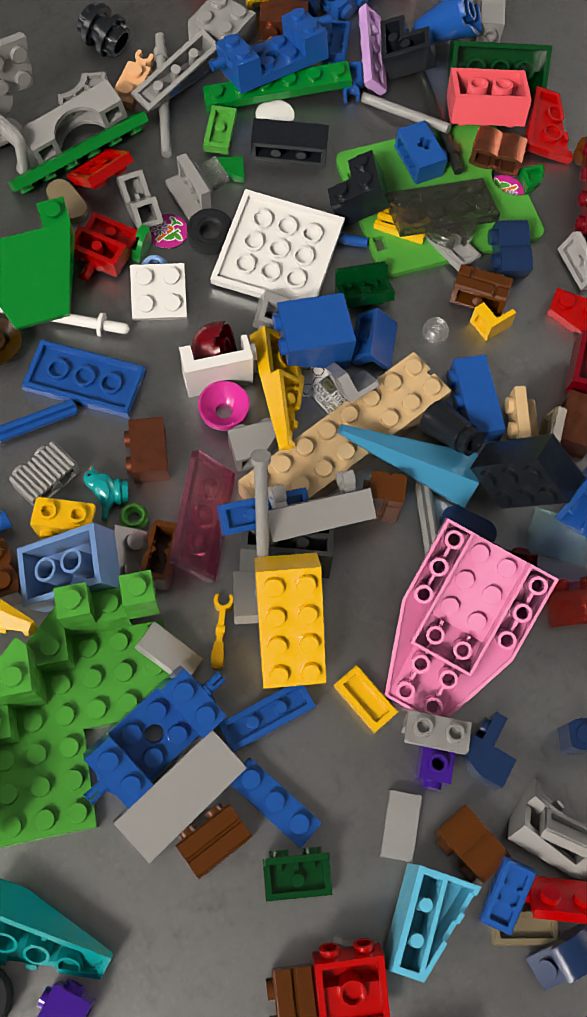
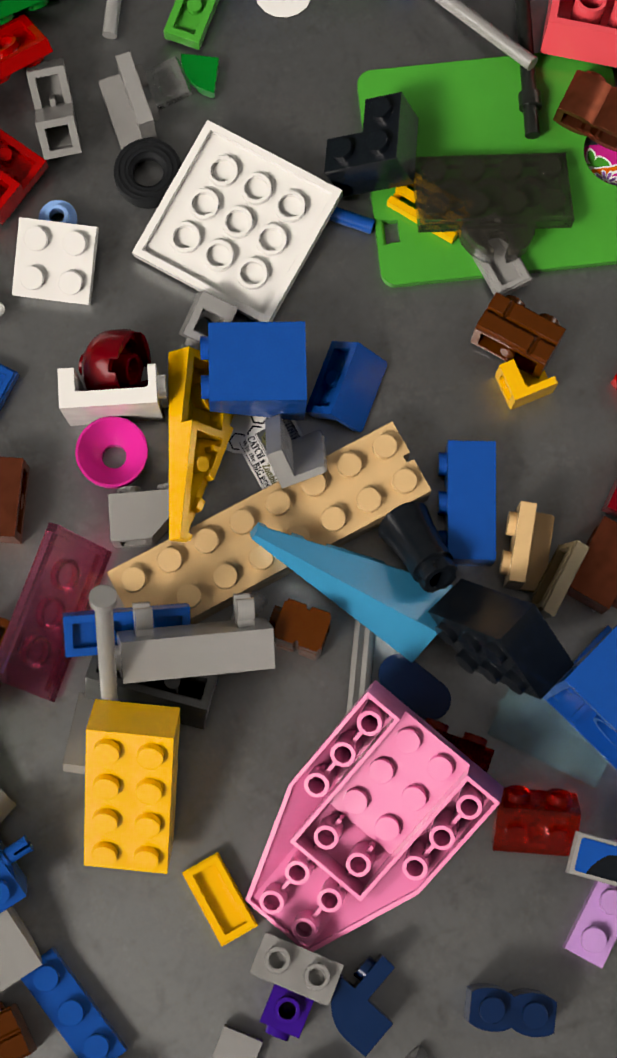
camera: 15 degrees right, 10 degrees up
(143, 245) = (49, 179): green tile -> none
(170, 233) = (92, 166): sticker -> none
(218, 651) = (38, 801): yellow piece -> none
(266, 716) = (82, 900): blue plate -> none
(289, 142) = (292, 45): black brick -> none
(364, 284) = (349, 299): dark green bracket -> none
(420, 152) = (482, 96): blue brick -> none
(438, 325) = (441, 374): clear plate -> none
(511, 248) = (579, 276): dark blue brick -> none

